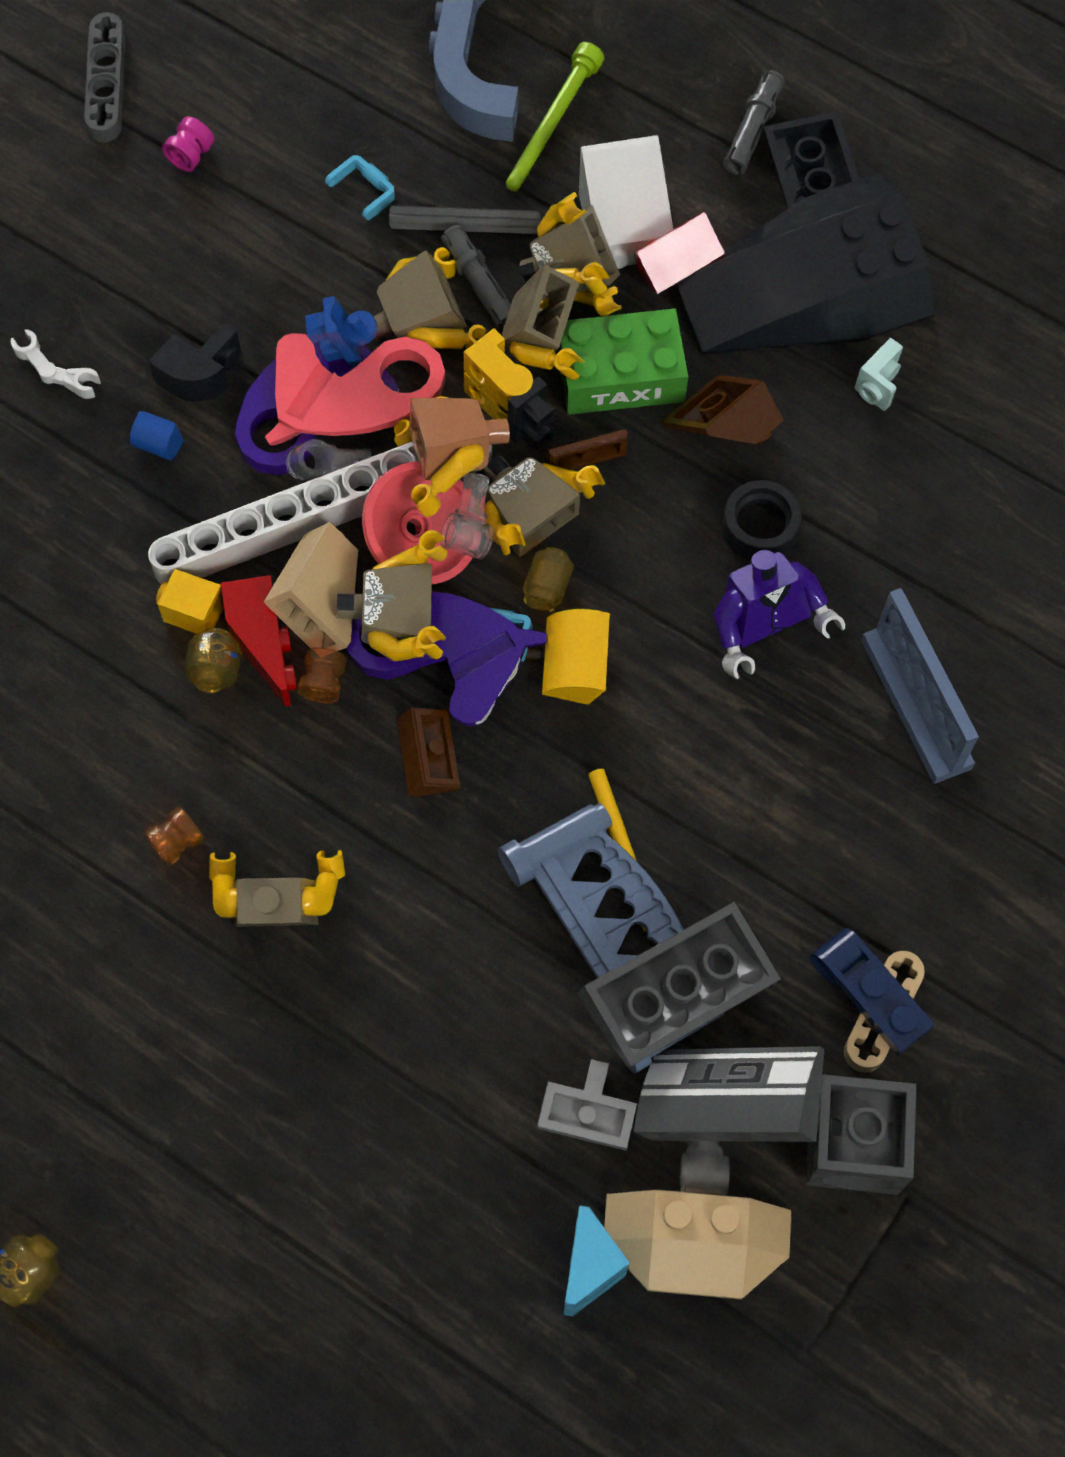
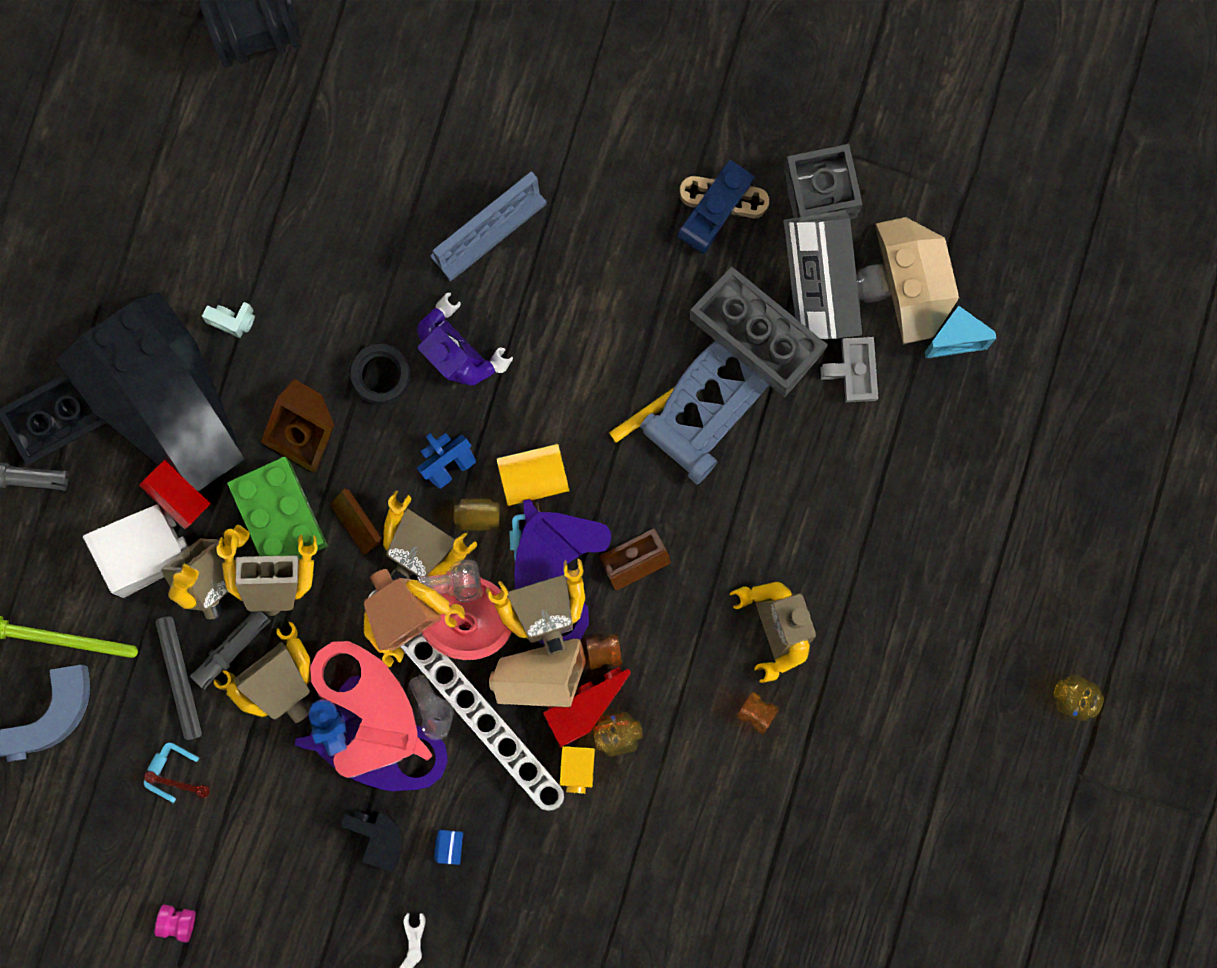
camera: 105 degrees left, 15 degrees up
(326, 211) = (202, 791): none -> clear red hinge
(508, 390) = (336, 588): yellow hips -> none
(622, 548) = (434, 466): none -> blue hips

